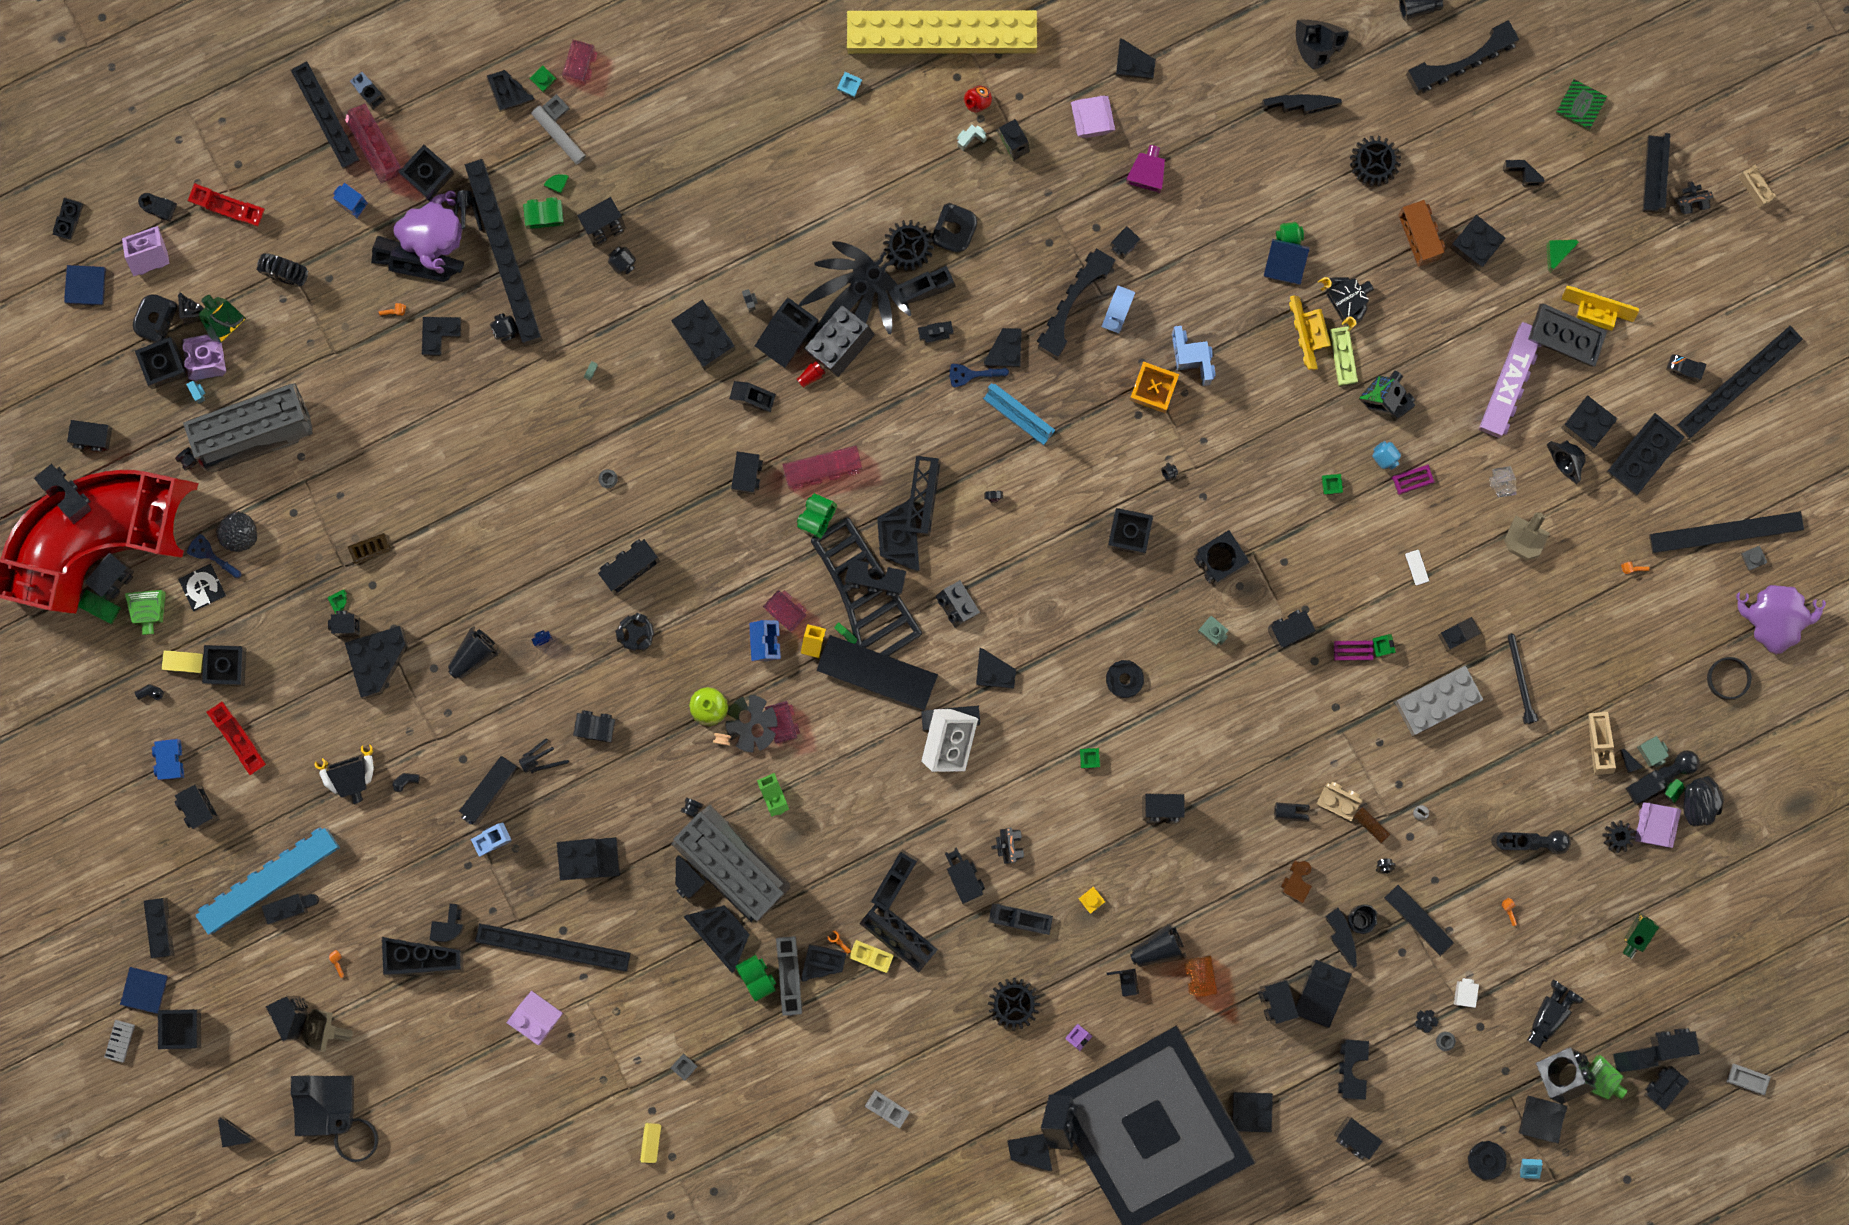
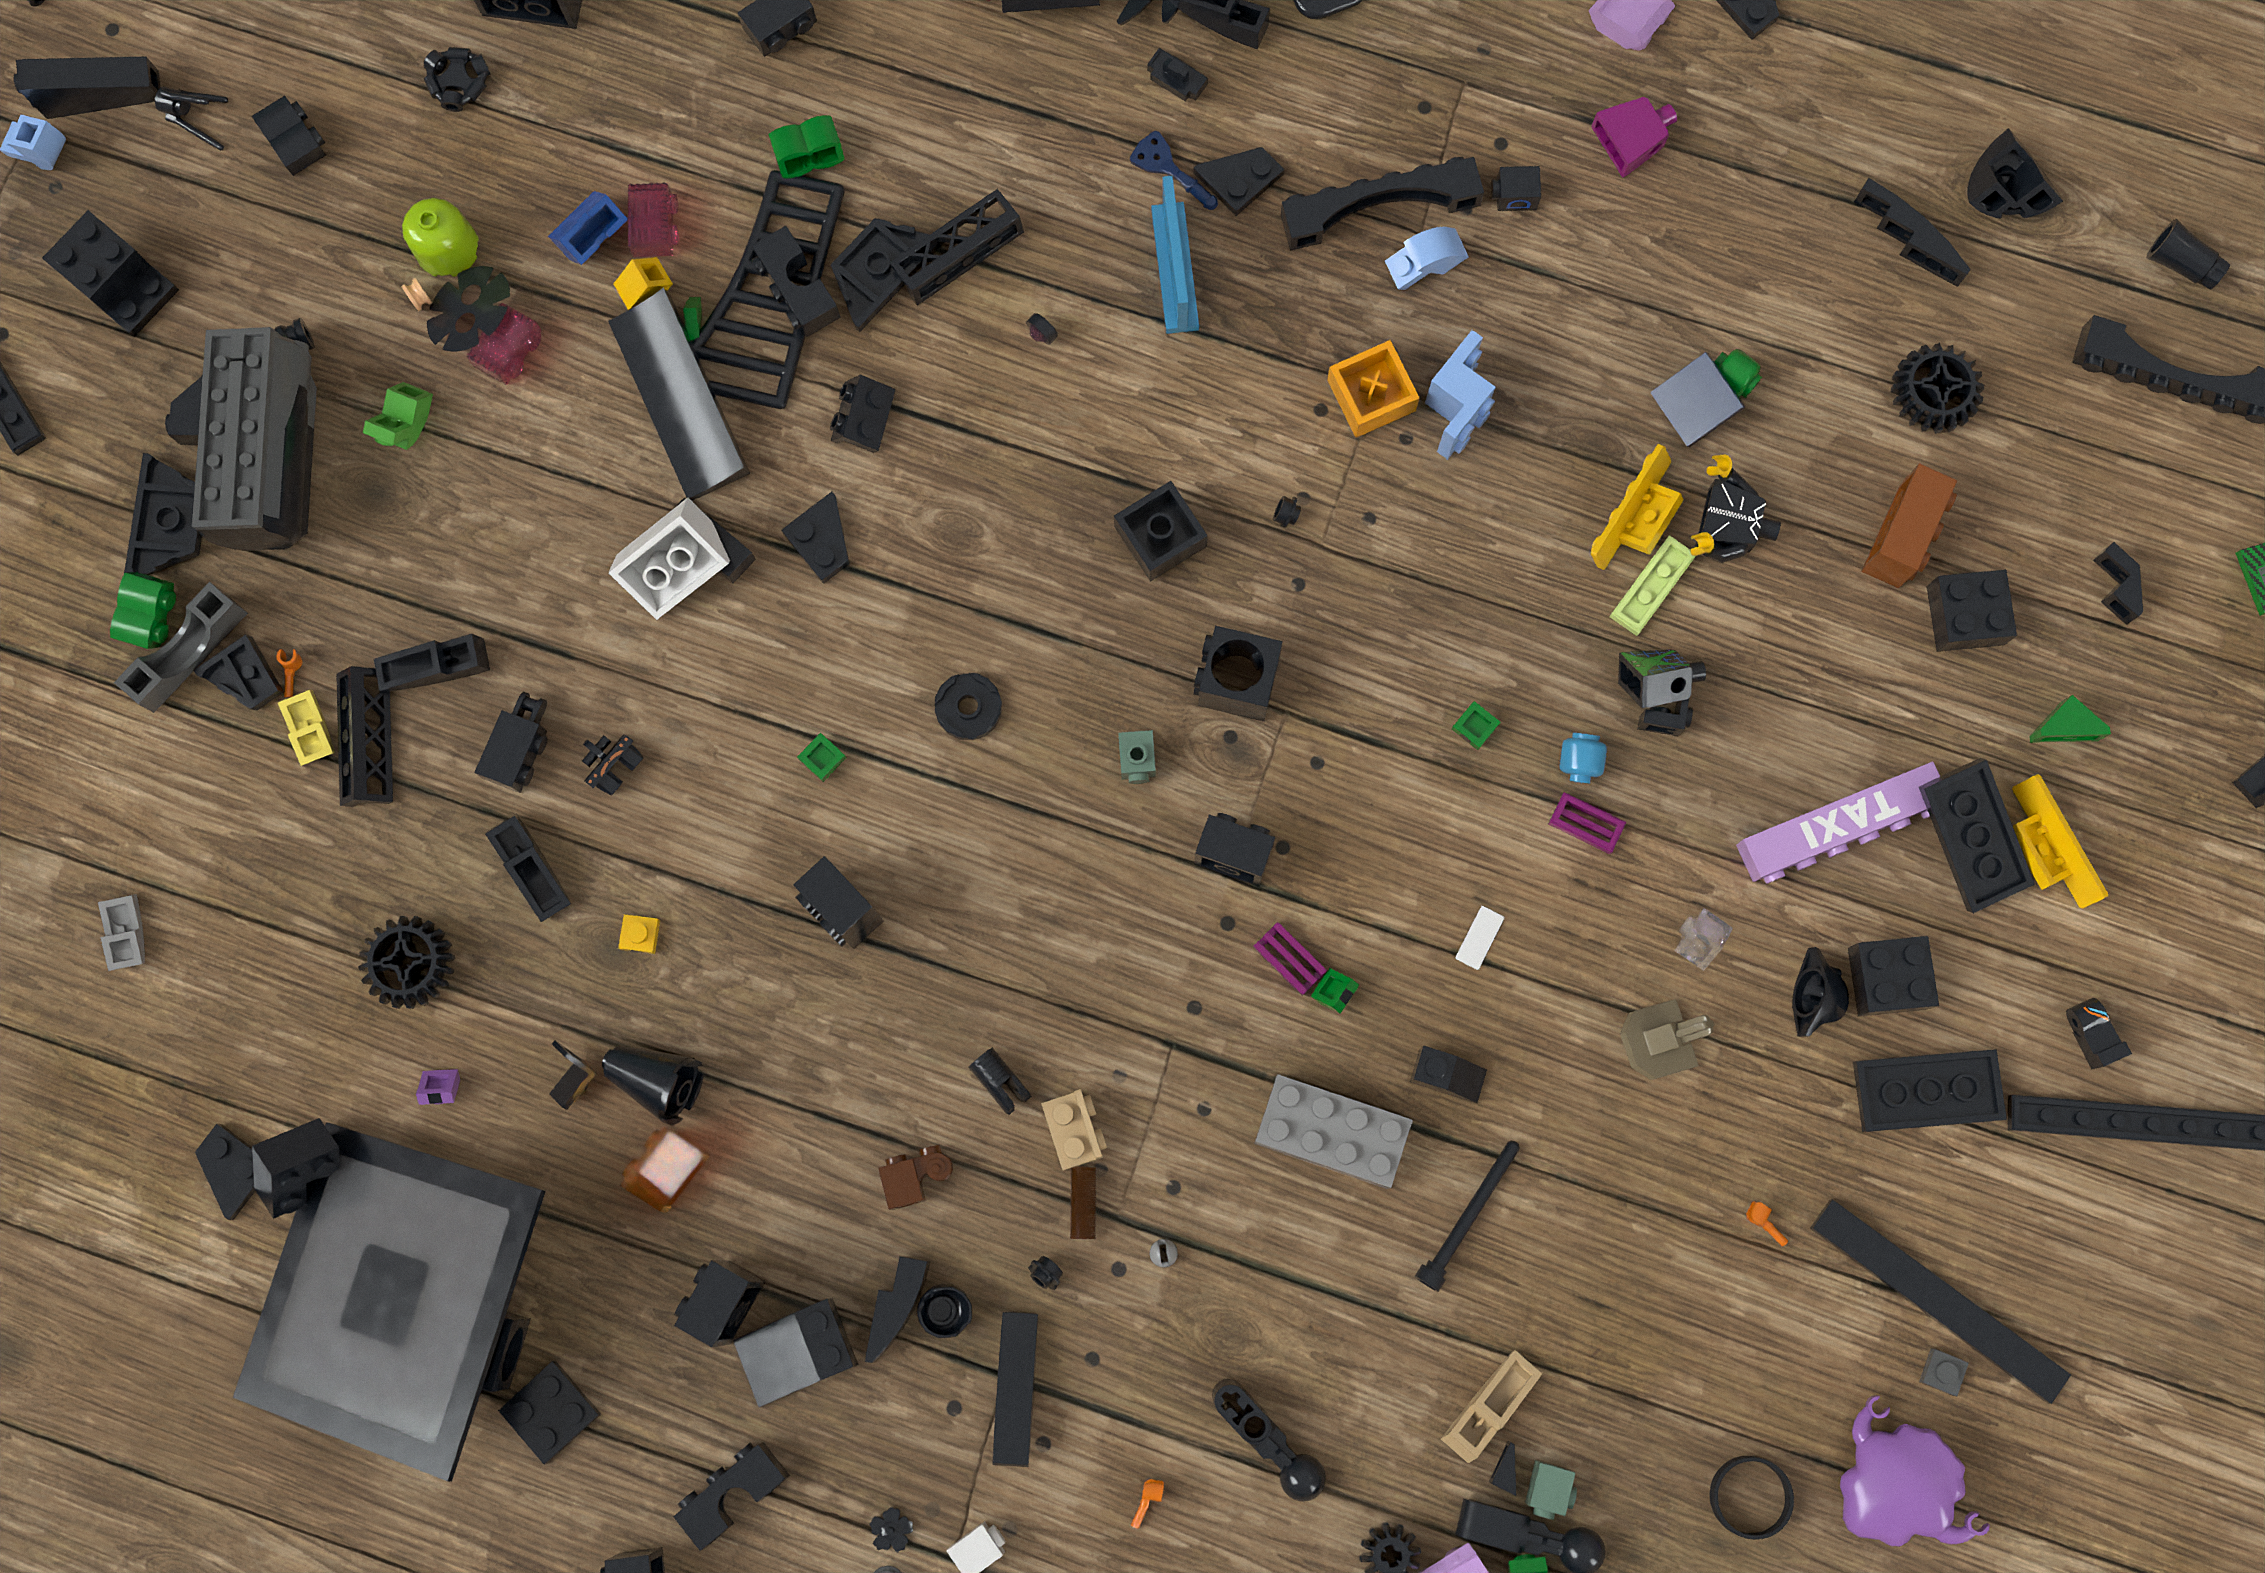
camera: 50 degrees right, 5 degrees down
(822, 467) = (875, 99): clear pink brick -> none

